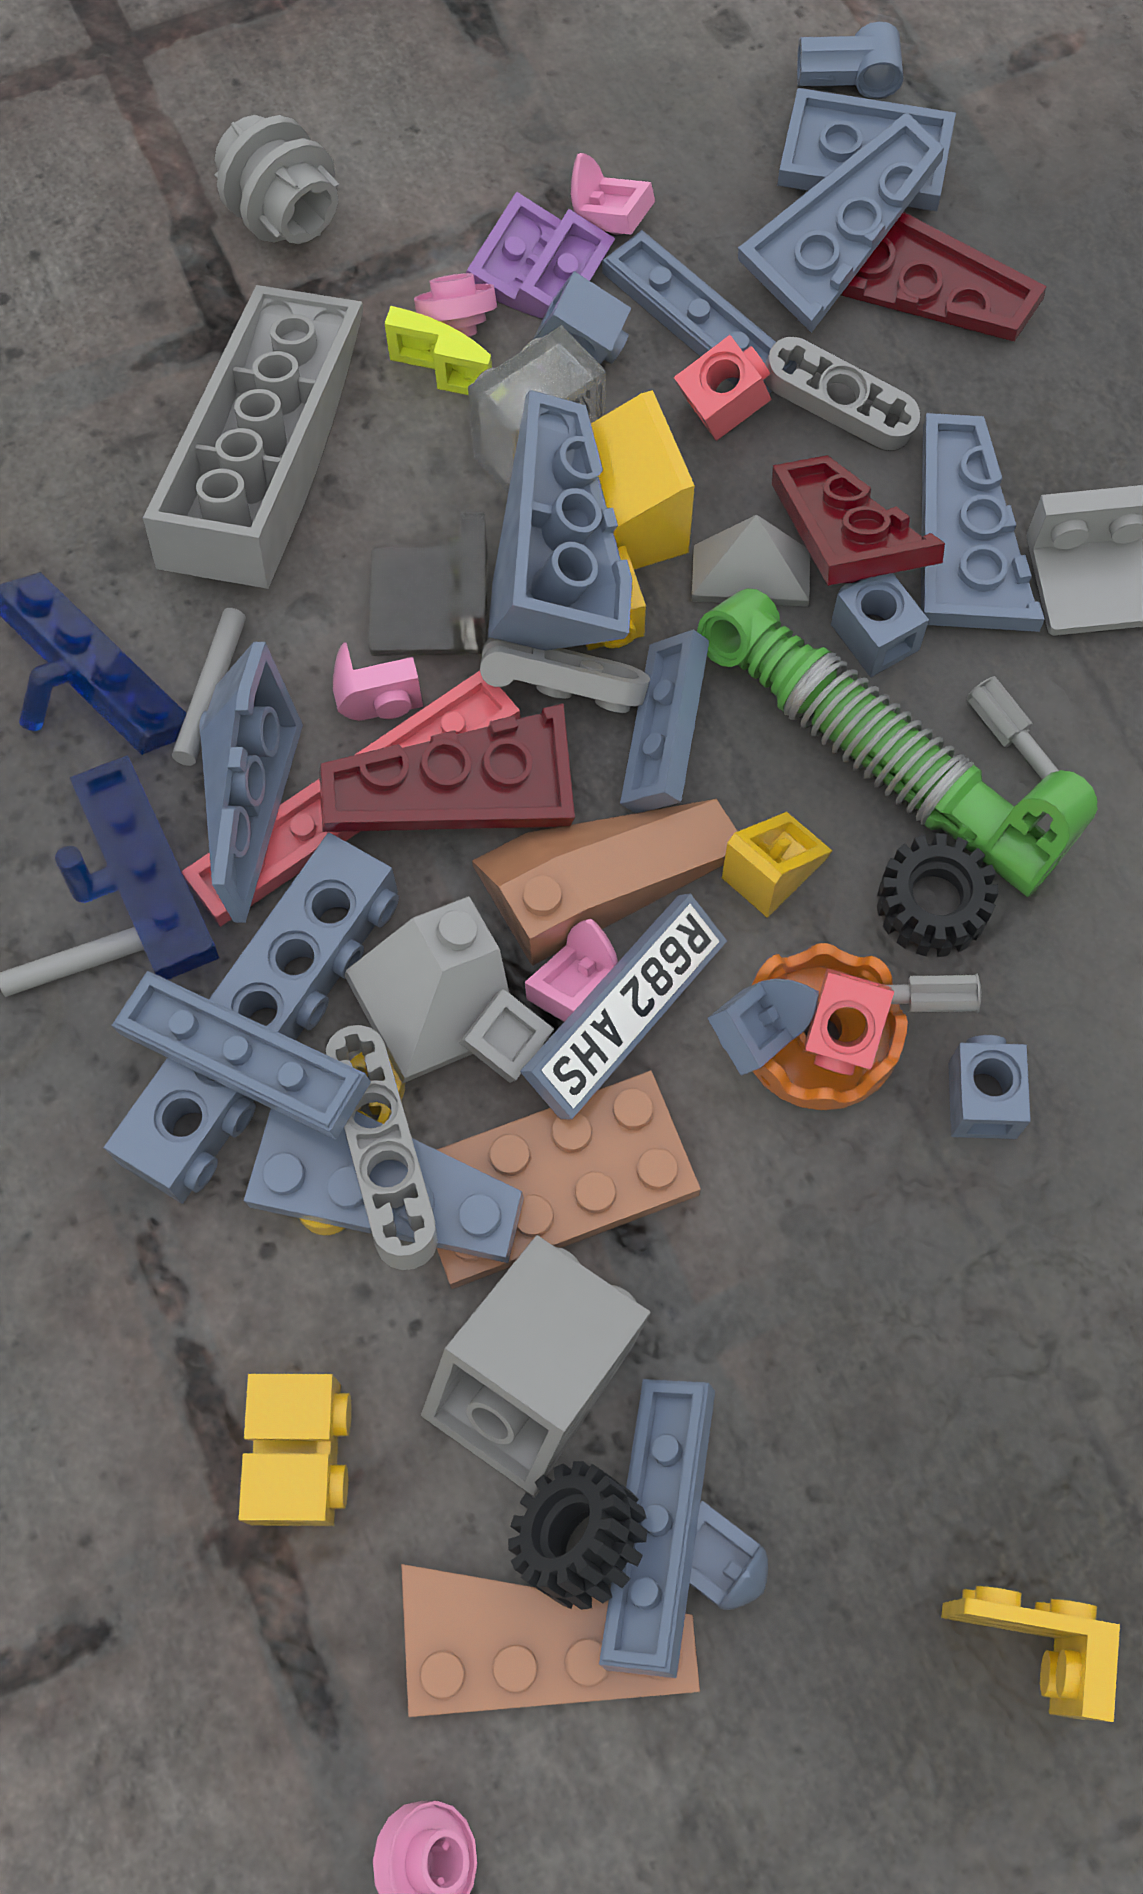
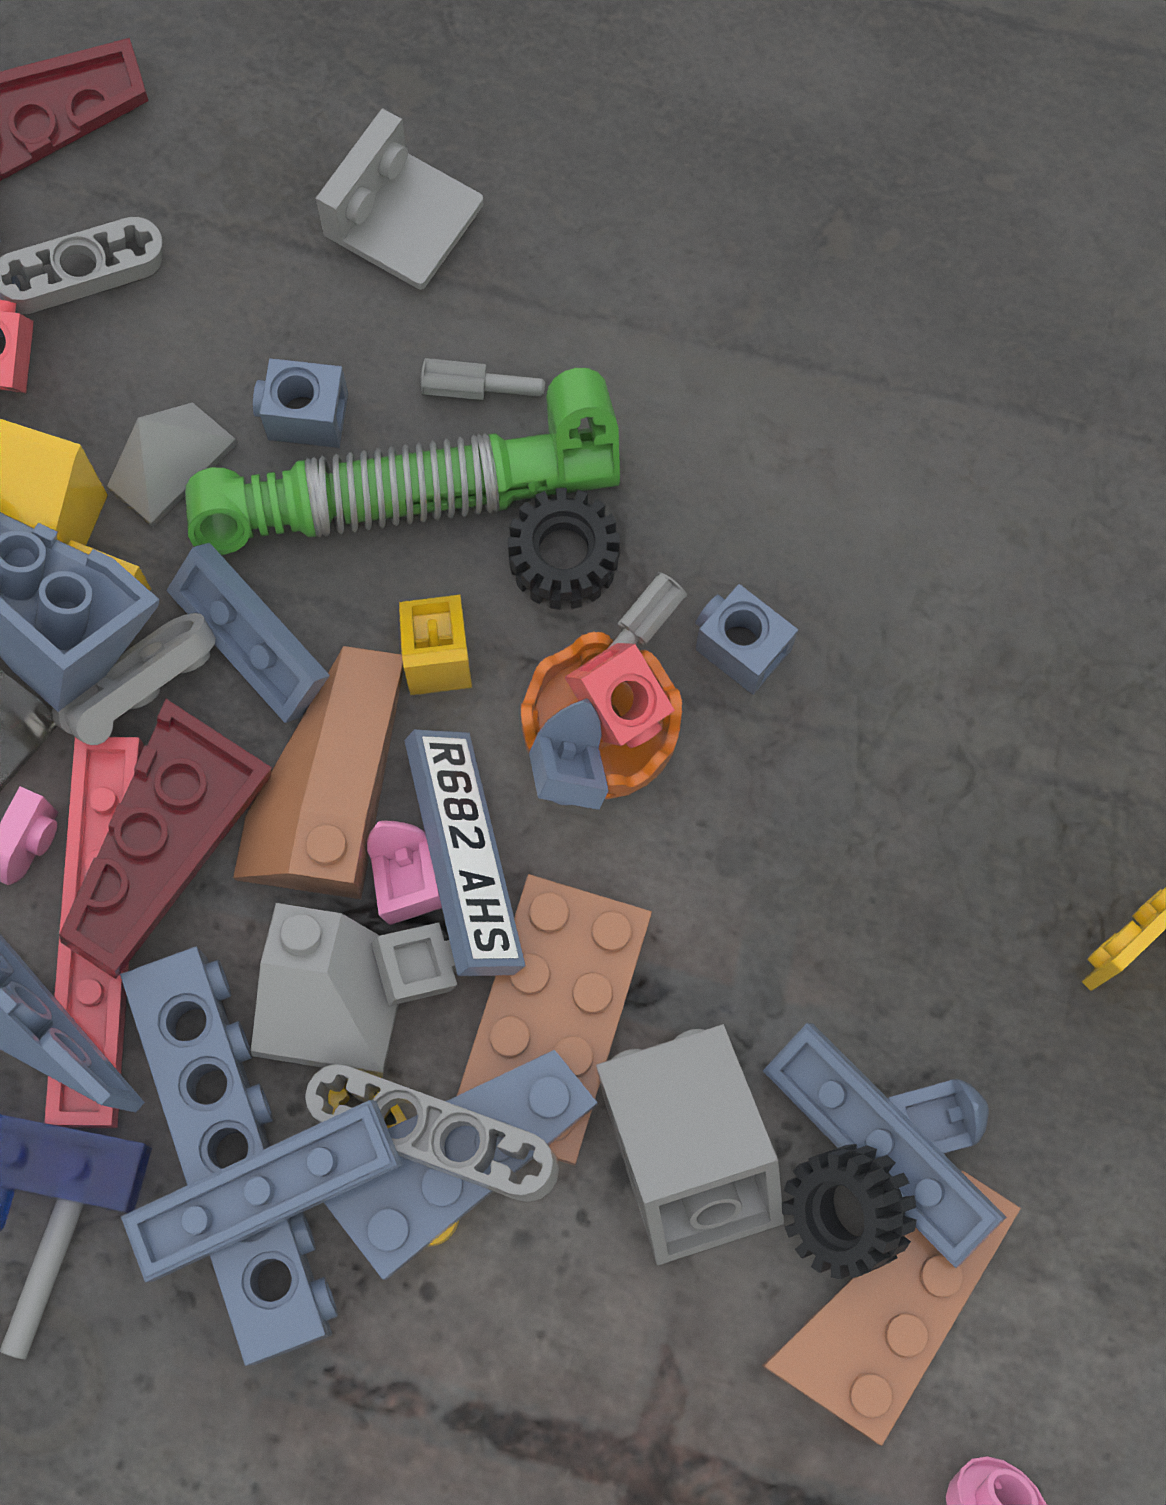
camera: 55 degrees left, 5 degrees up
(295, 1450) = (615, 1389): yellow piece -> none
(846, 528) = (202, 361): dark red wing -> none
(963, 505) = (299, 286): sand blue wing -> none

